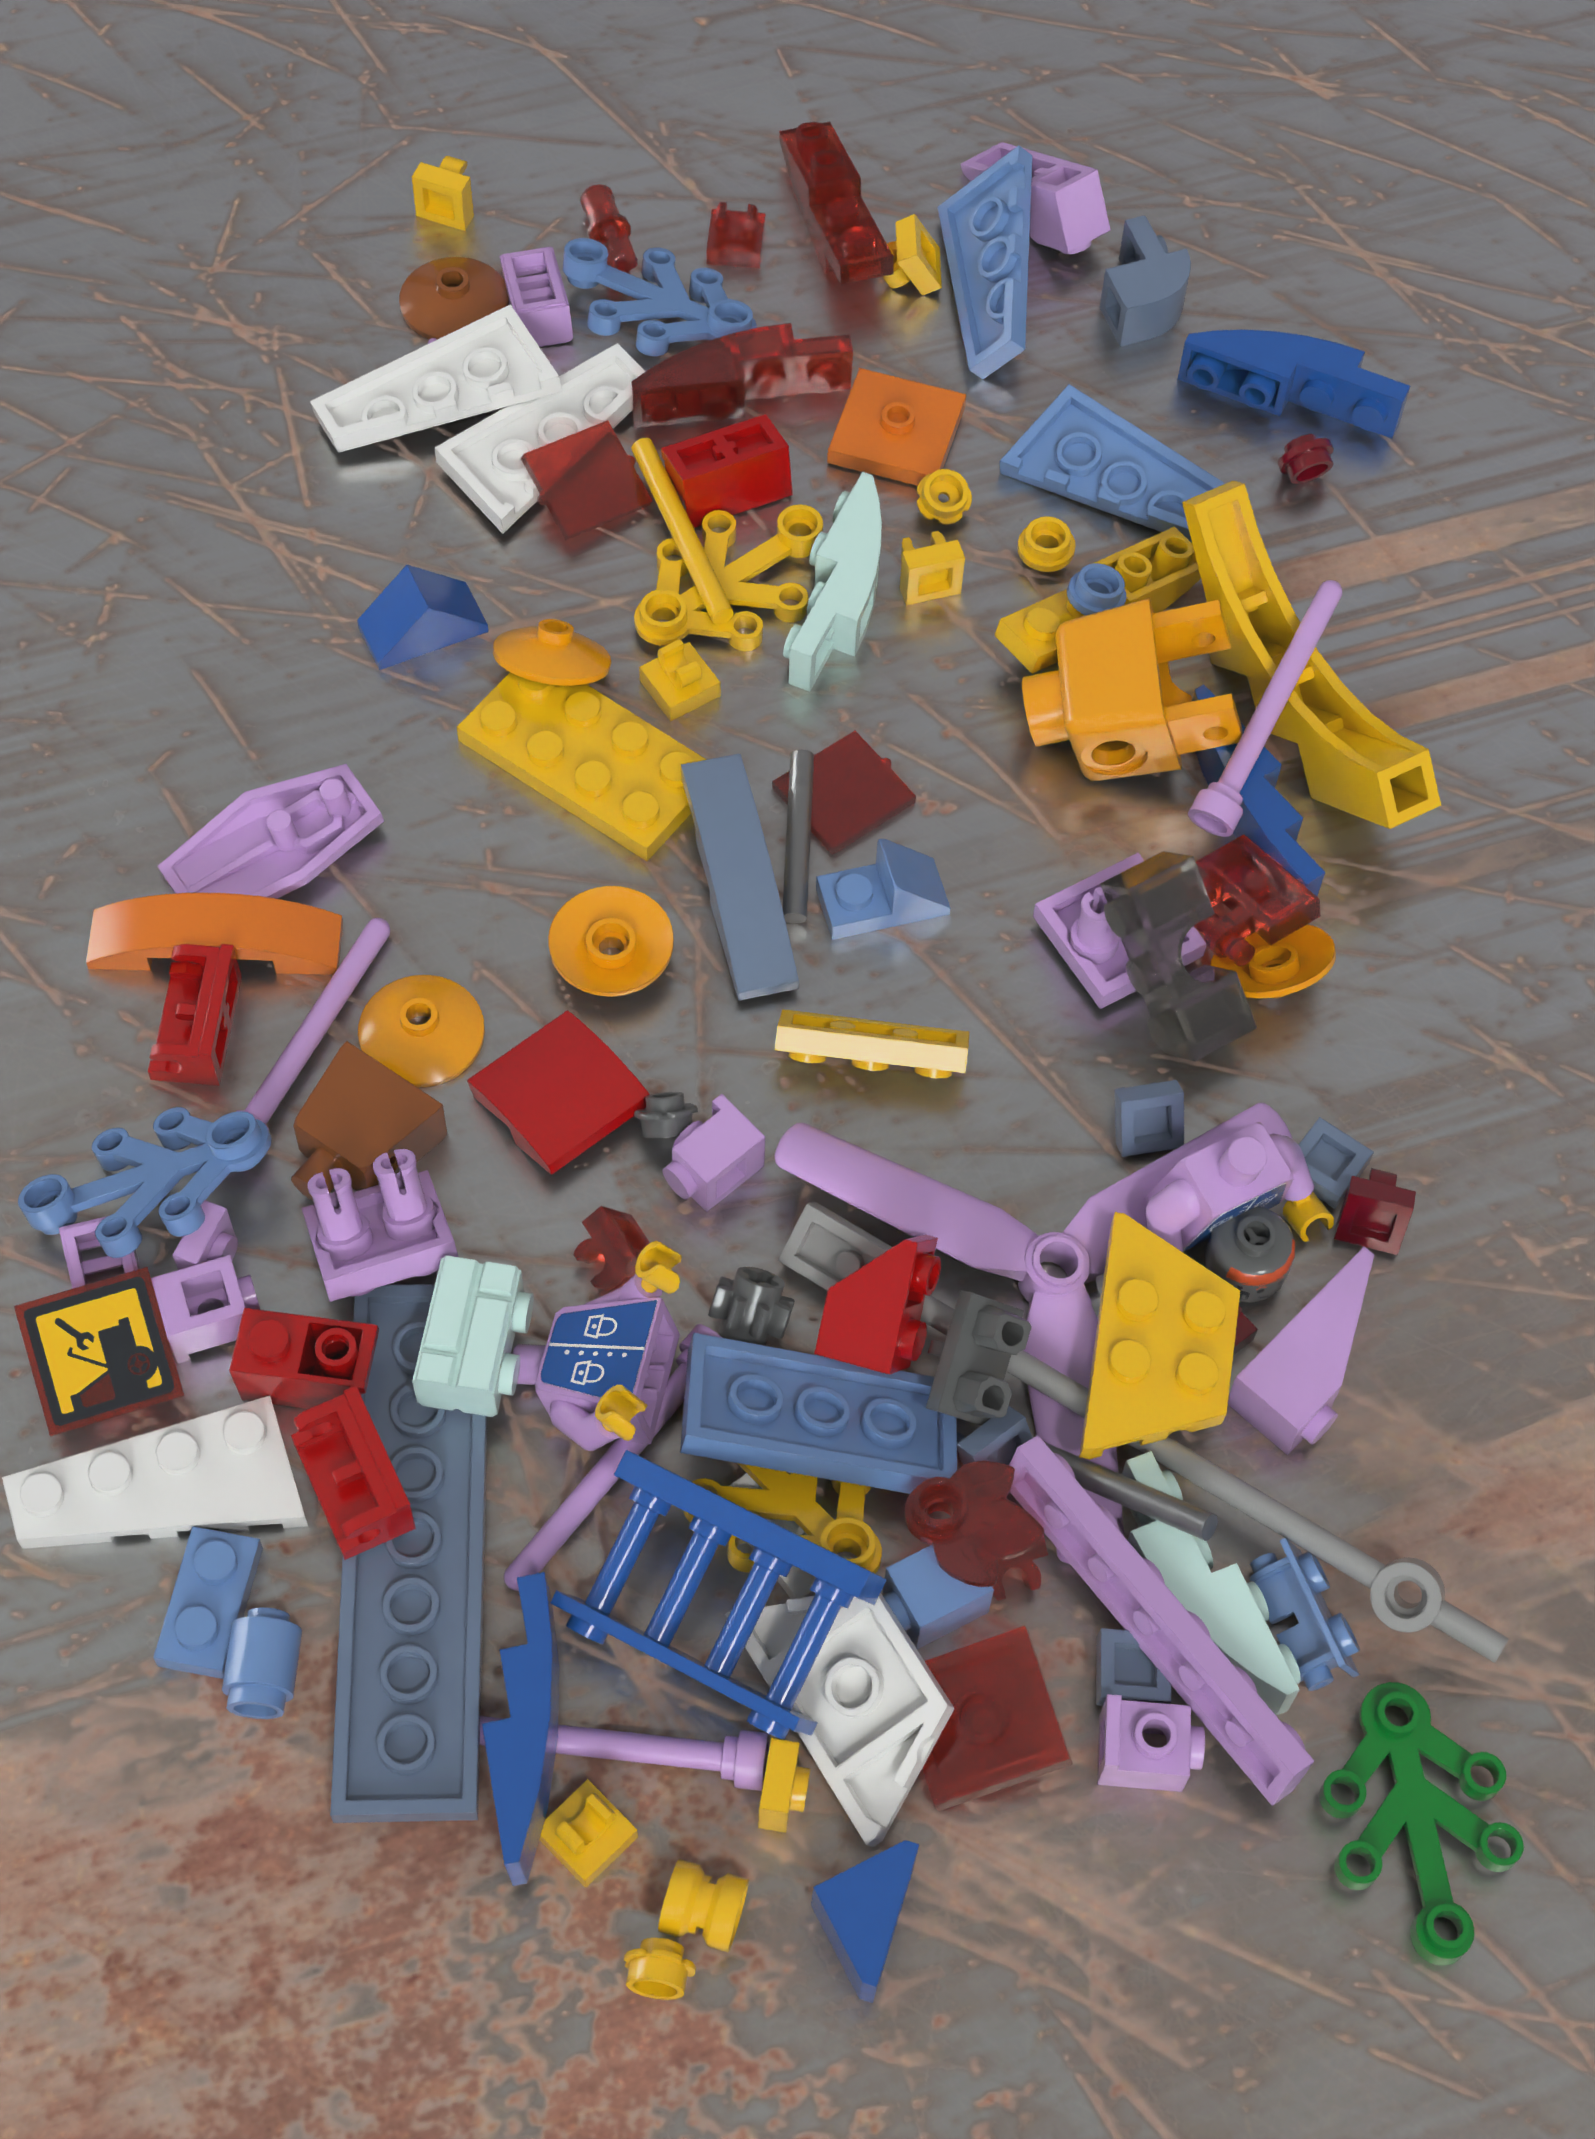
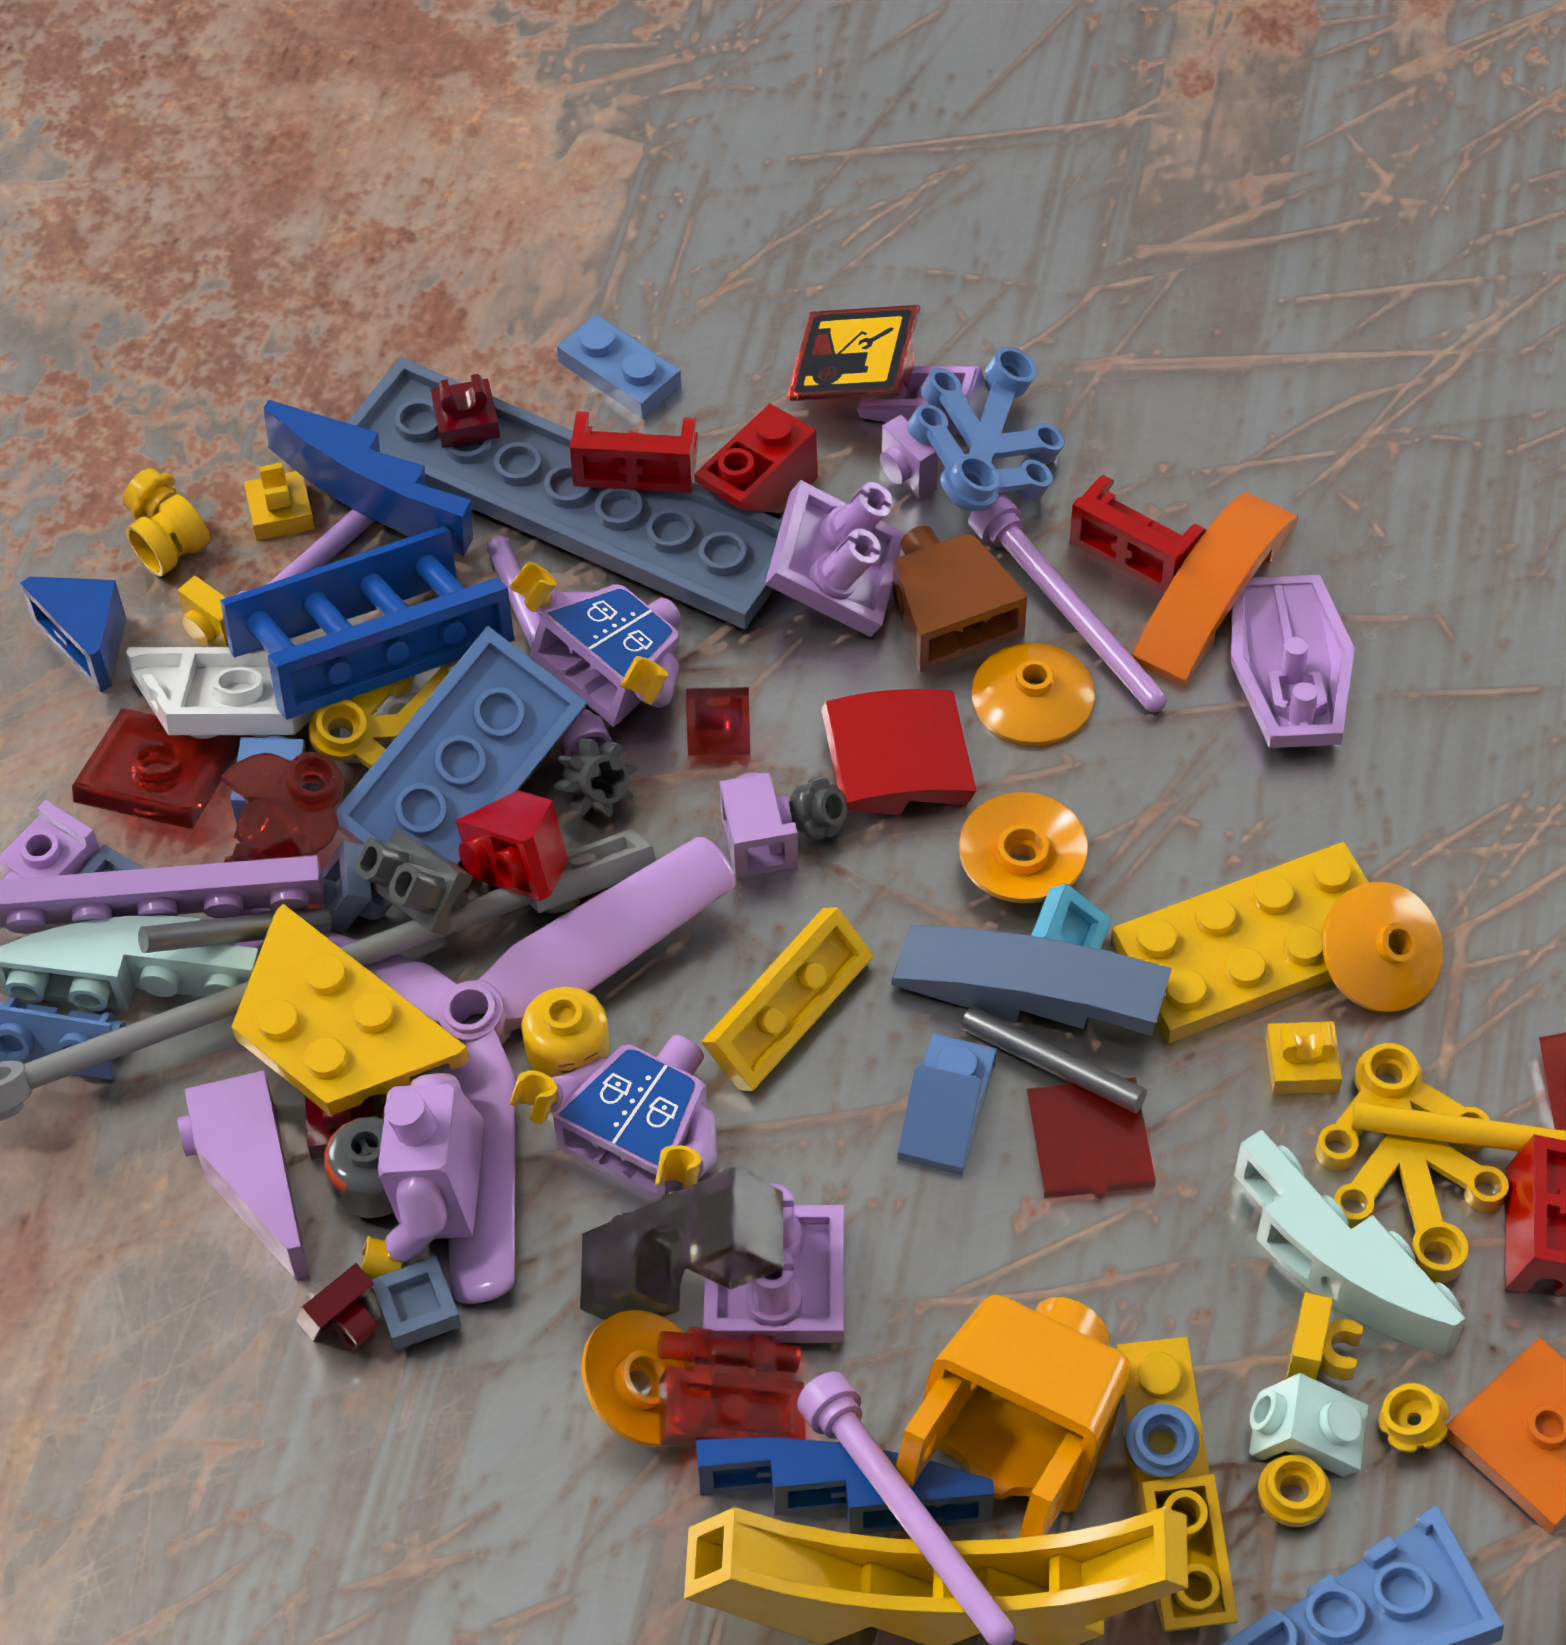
camera: 125 degrees right, 5 degrees down
(189, 1296) = (847, 446): lavender brick -> none
(199, 1473) = (733, 365): white wing -> none
(261, 1663) = (542, 365): medium blue brick -> none
(384, 1683) = (465, 412): none -> dark red tile
(419, 616) = (1498, 881): blue slope -> none
(471, 1335) = (692, 561): light aqua brick -> none
(672, 873) = (1071, 919): none -> medium azure plate
(998, 553) = (1309, 1422): none -> light aqua bracket
(1028, 1176) = (564, 1031): none -> yellow head
(1063, 1082) = (631, 1115): none -> torso
(1149, 1118) = (560, 1177): sand blue tile -> none

